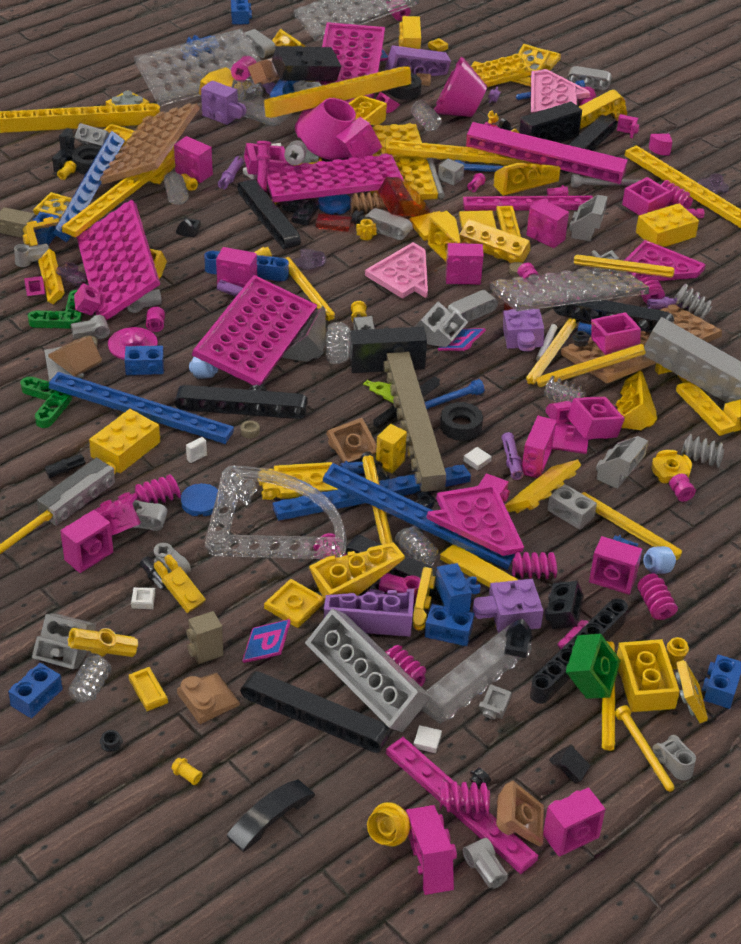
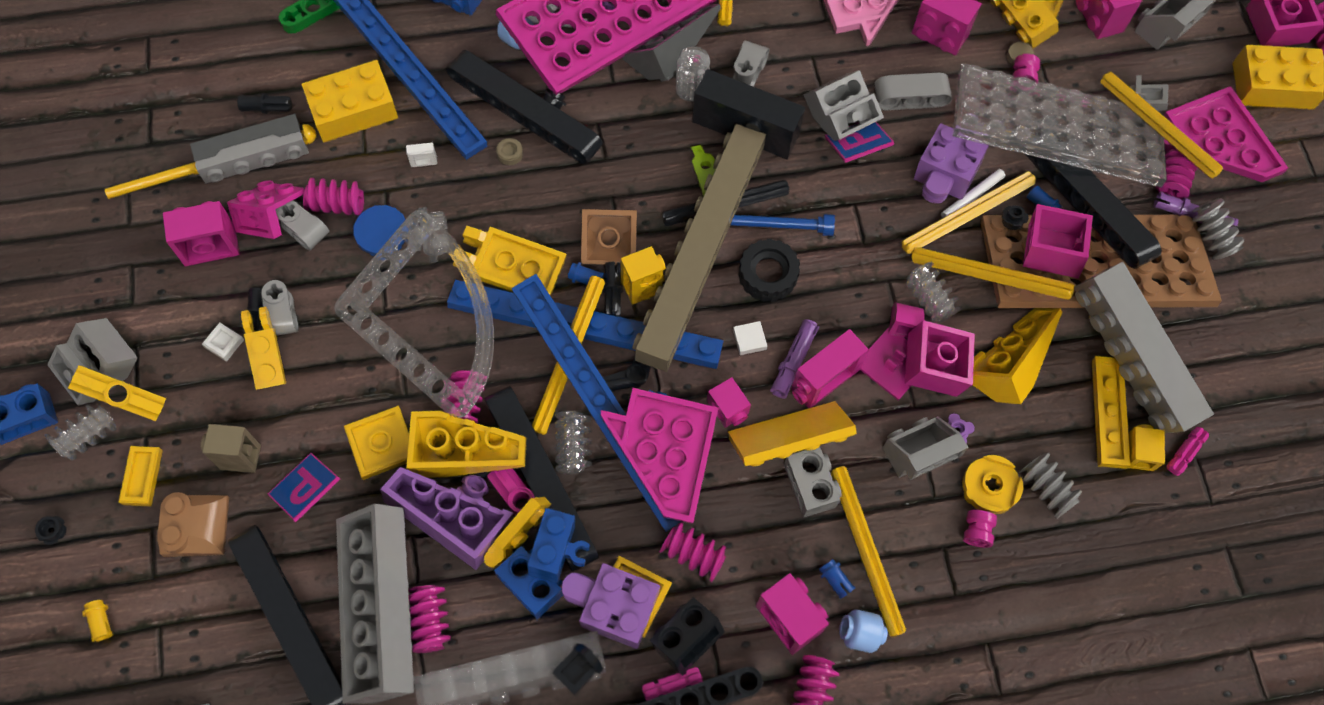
camera: 30 degrees right, 25 degrees up
(358, 309) = (764, 28): yellow bush -> none
(474, 566) = (625, 518): yellow tile -> none

